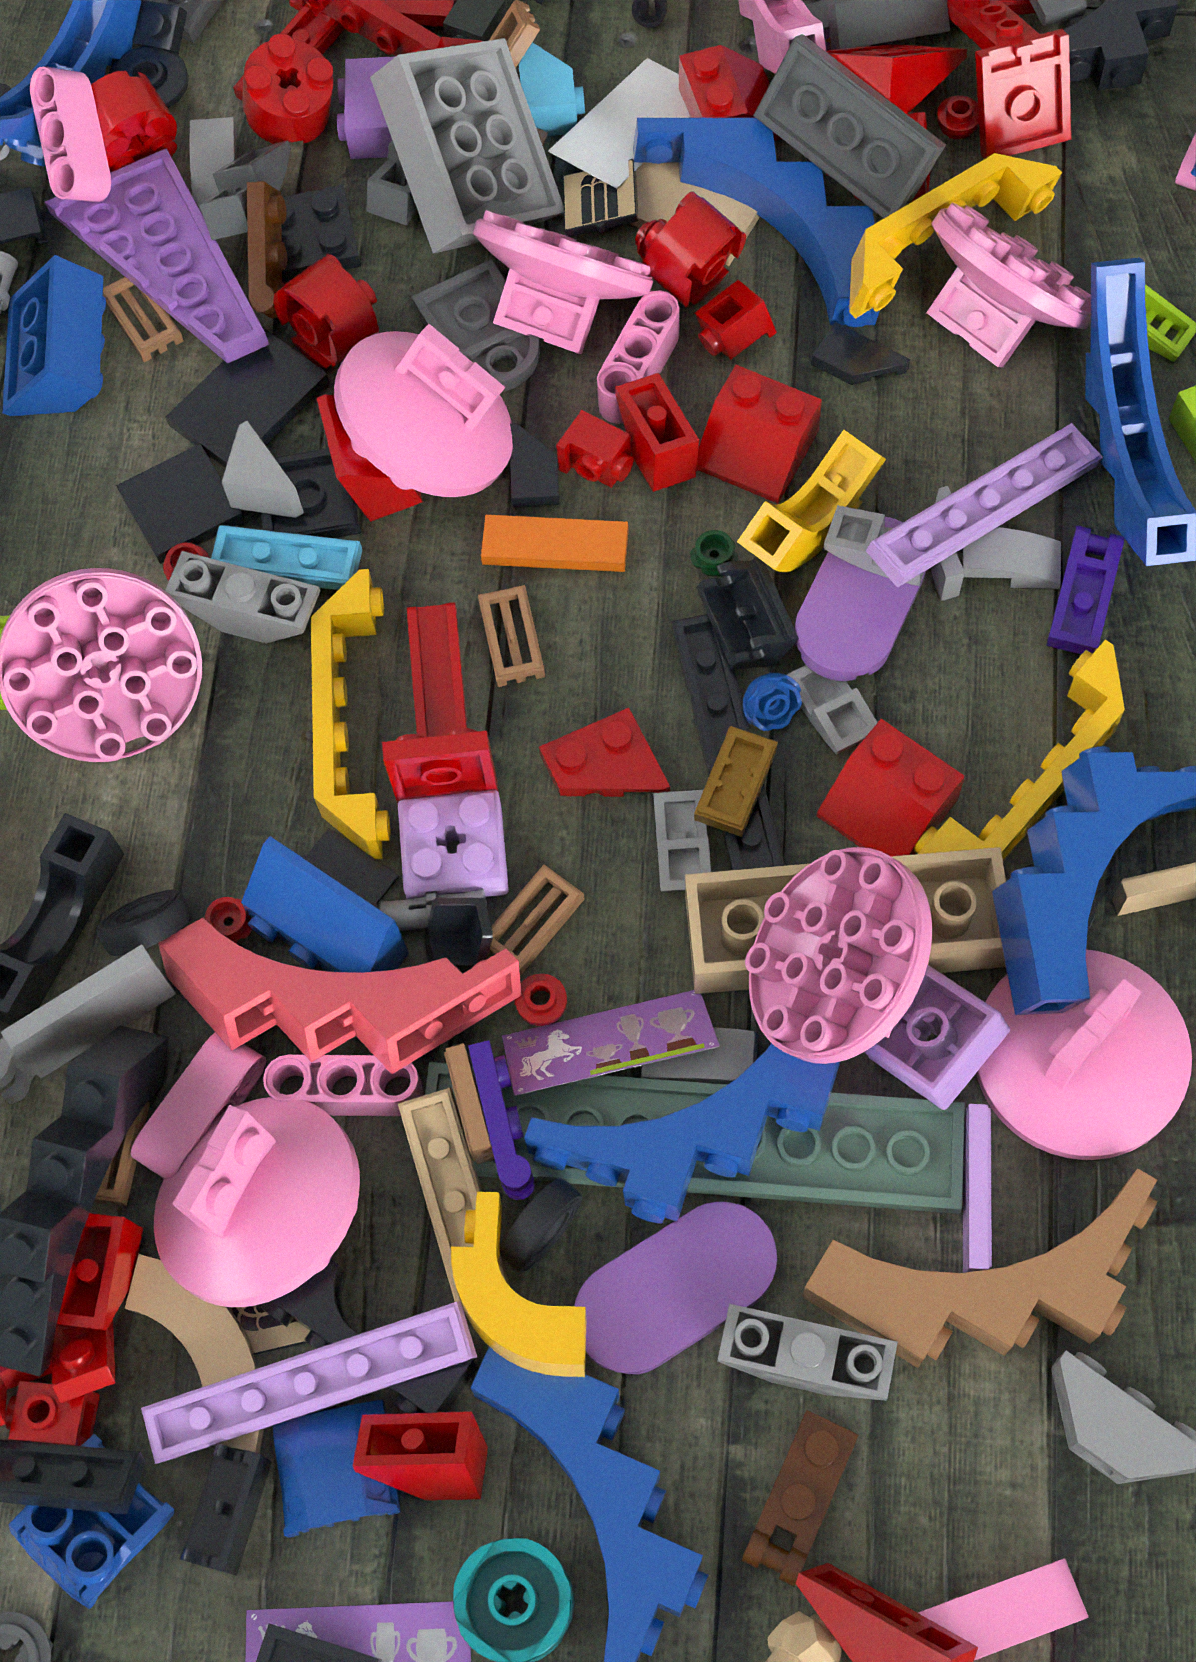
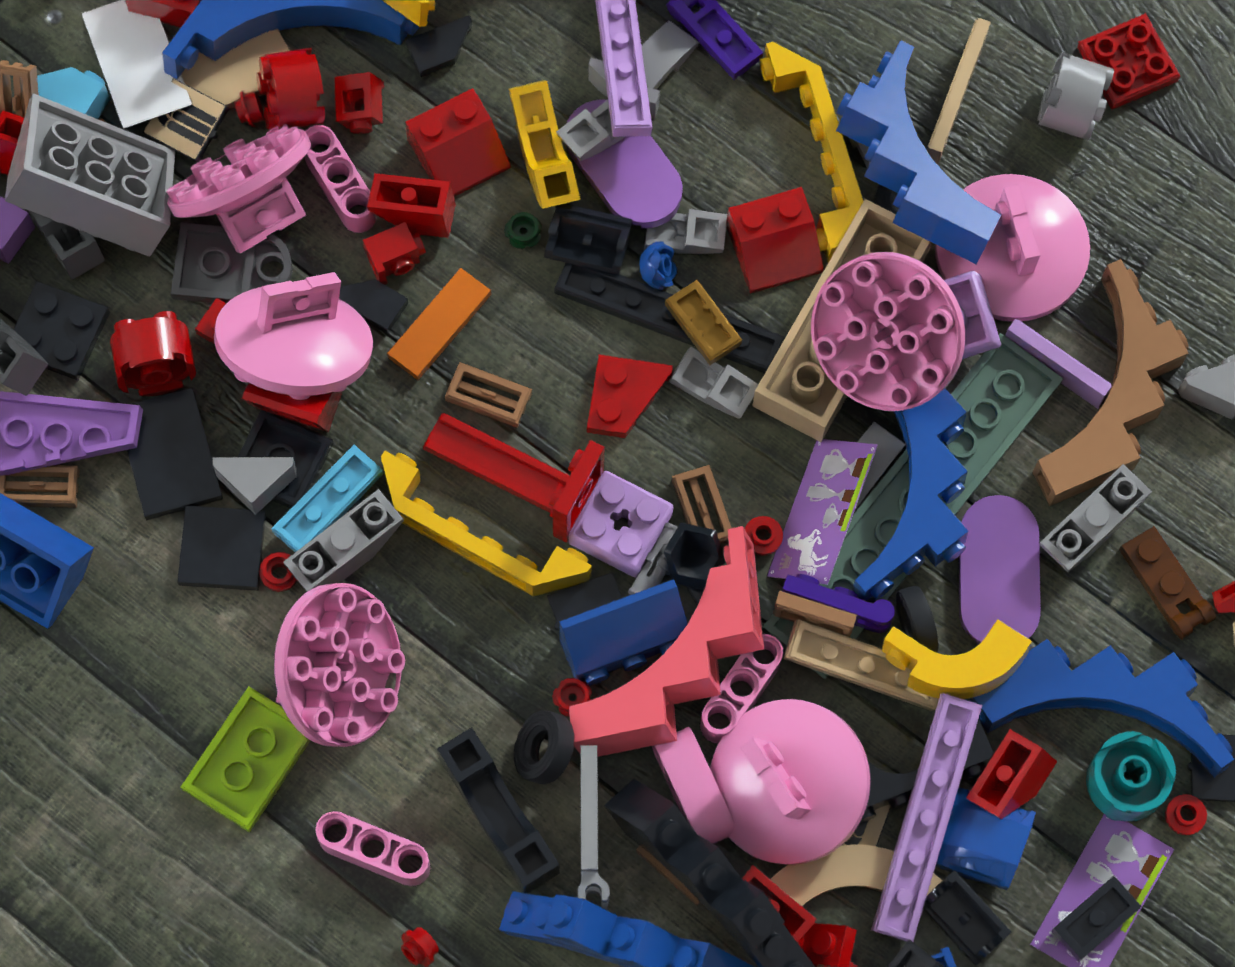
camera: 65 degrees left, 5 degrees up
(265, 247) = (72, 363): reddish brown plate -> none

